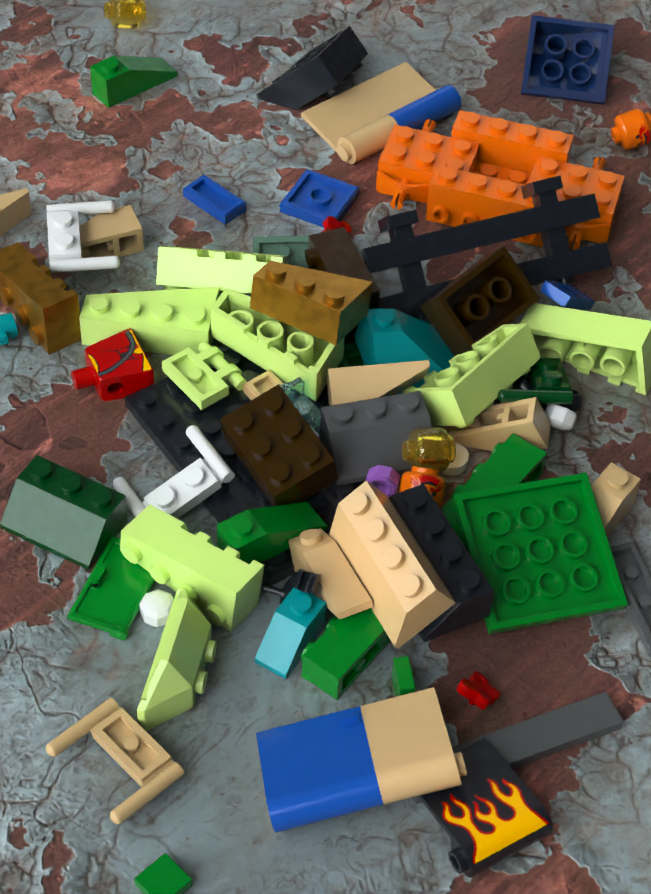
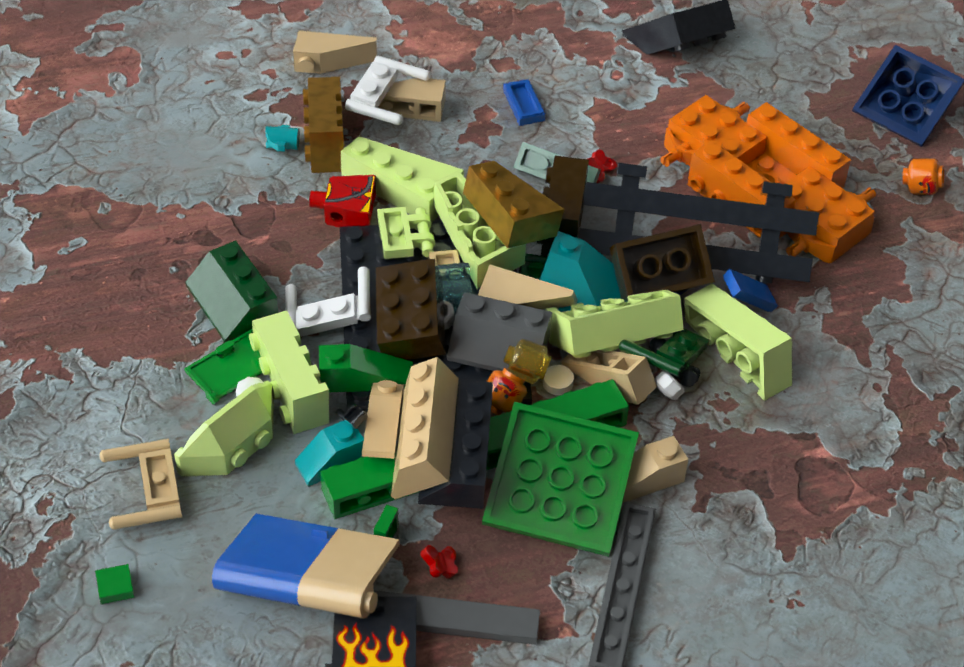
camera: 30 degrees right, 0 degrees up
(209, 268) = (462, 149): yellowish green wedge -> none
(318, 197) = (610, 132): blue tile -> none
(364, 116) = (722, 75): tan door -> none
(384, 479) = (477, 368): medium lavender tile -> none

